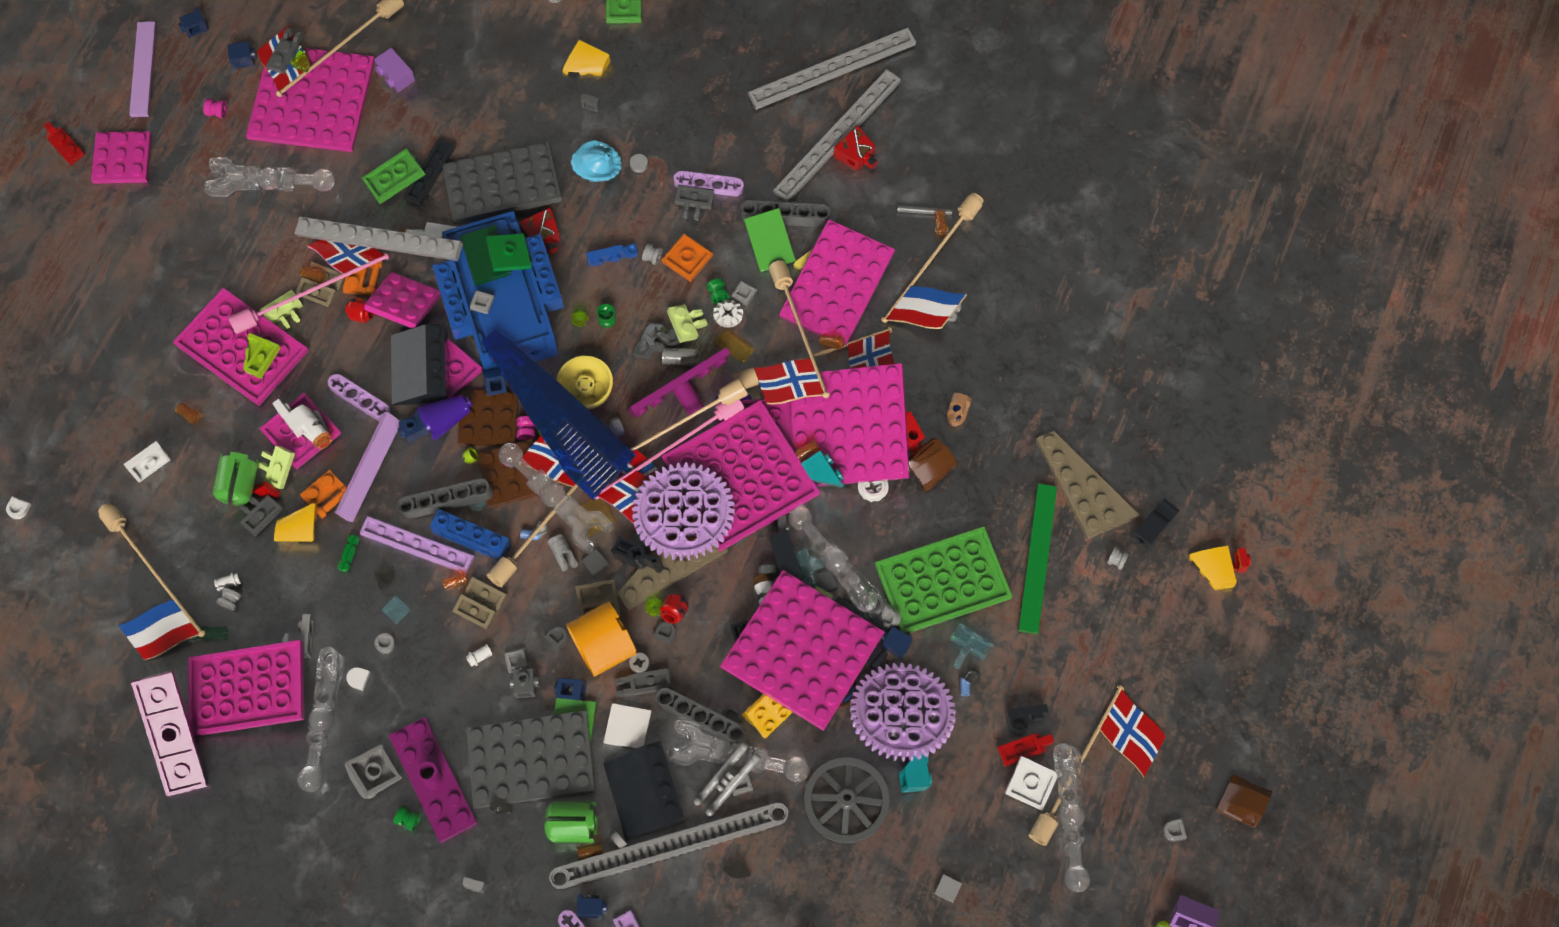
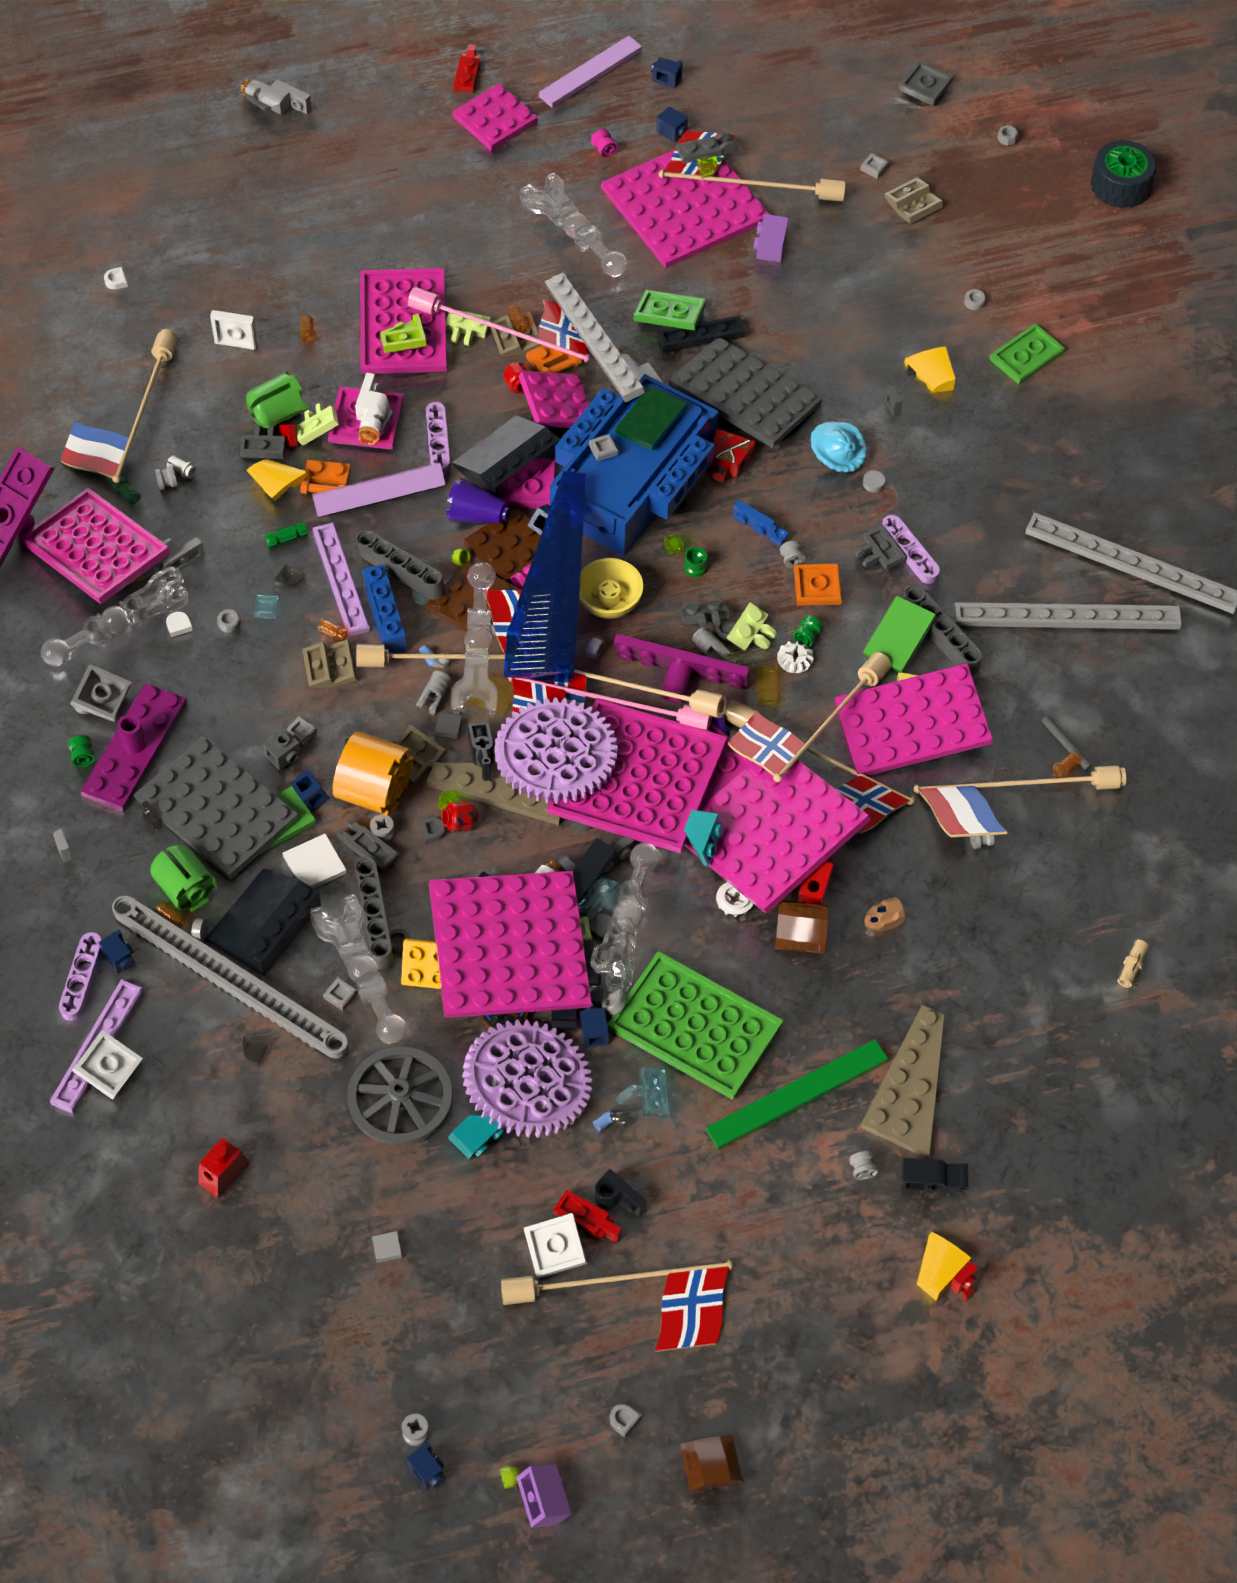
camera: 50 degrees right, 10 degrees down
(415, 432) = (439, 494): dark blue brick -> none
(478, 655) = (278, 698): white pin -> none
(508, 252) = (668, 430): green plate -> none
(727, 779) = (331, 974): light grey piece -> none
(744, 293) = (828, 655): light grey tile -> none
(807, 450) = (713, 807): clear orange pin -> none
(831, 341) = (849, 759): clear orange pin -> none
(856, 150) = (1067, 640): red torso -> none
(1071, 815) = (571, 1284): clear piece -> none
(1105, 297) = (1133, 963): none -> tan pin

